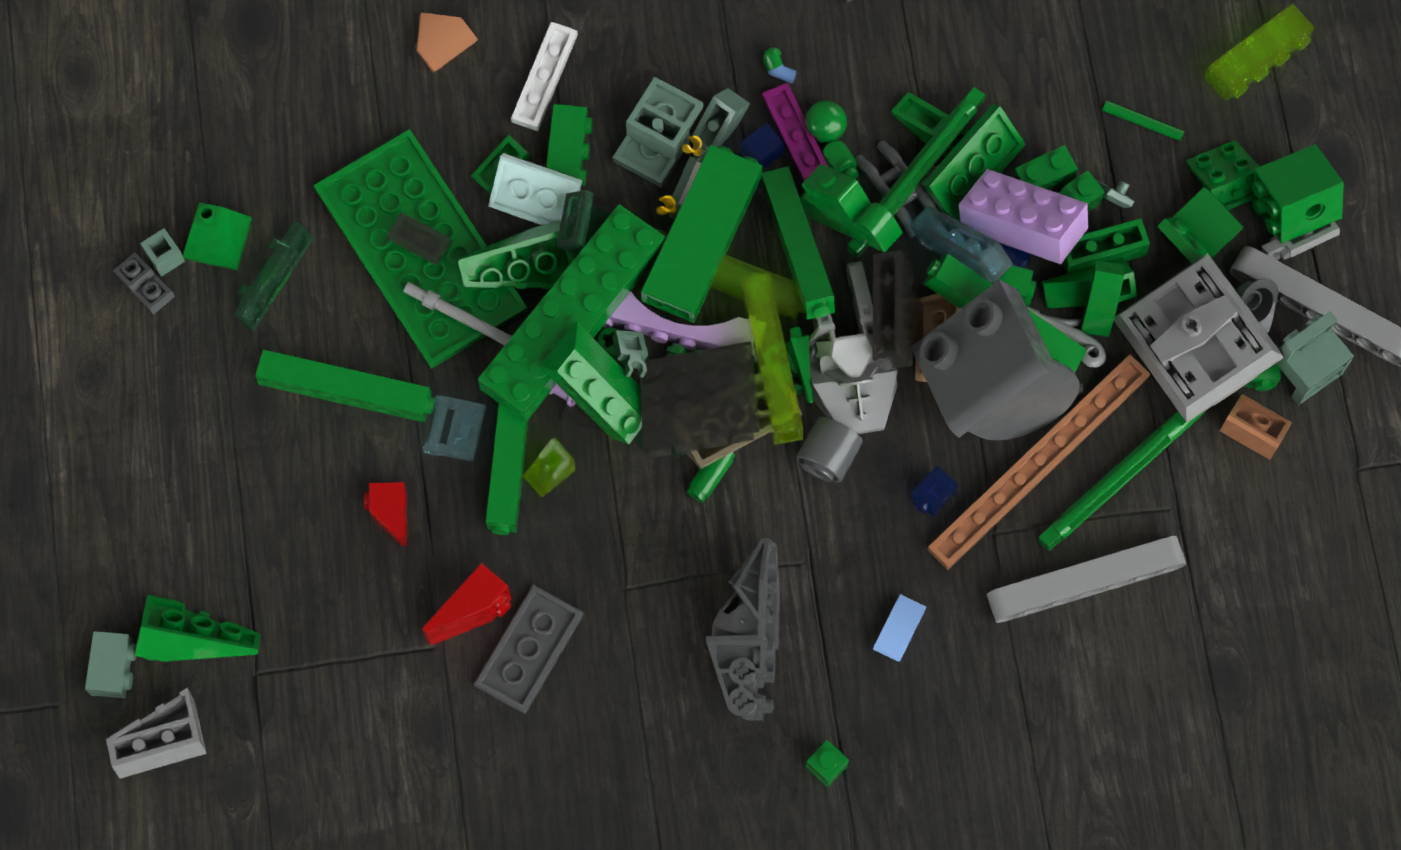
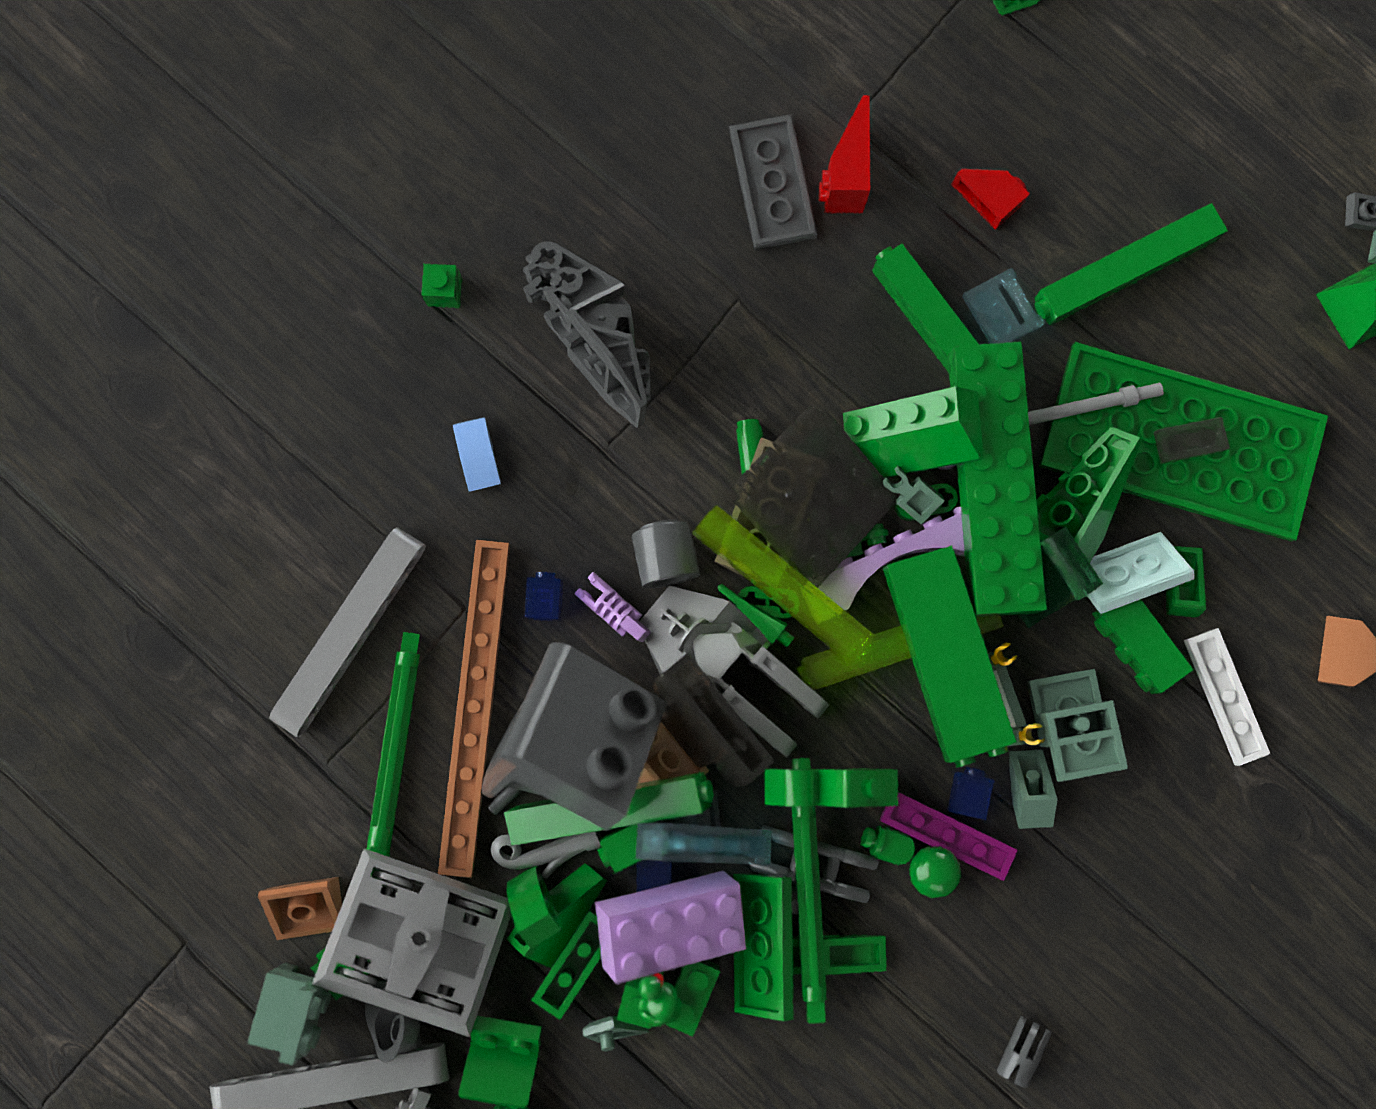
camera: 140 degrees right, 10 degrees up
(273, 276) = (1282, 308): clear green hinge -> none
(550, 468) = (891, 342): clear neon green slope -> none
(775, 66) = (1027, 889): arm -> none
(798, 243) = (854, 719): green brick -> none
(893, 446) = (614, 609): none -> lavender hinge
(1069, 176) = (658, 1001): none -> green animal

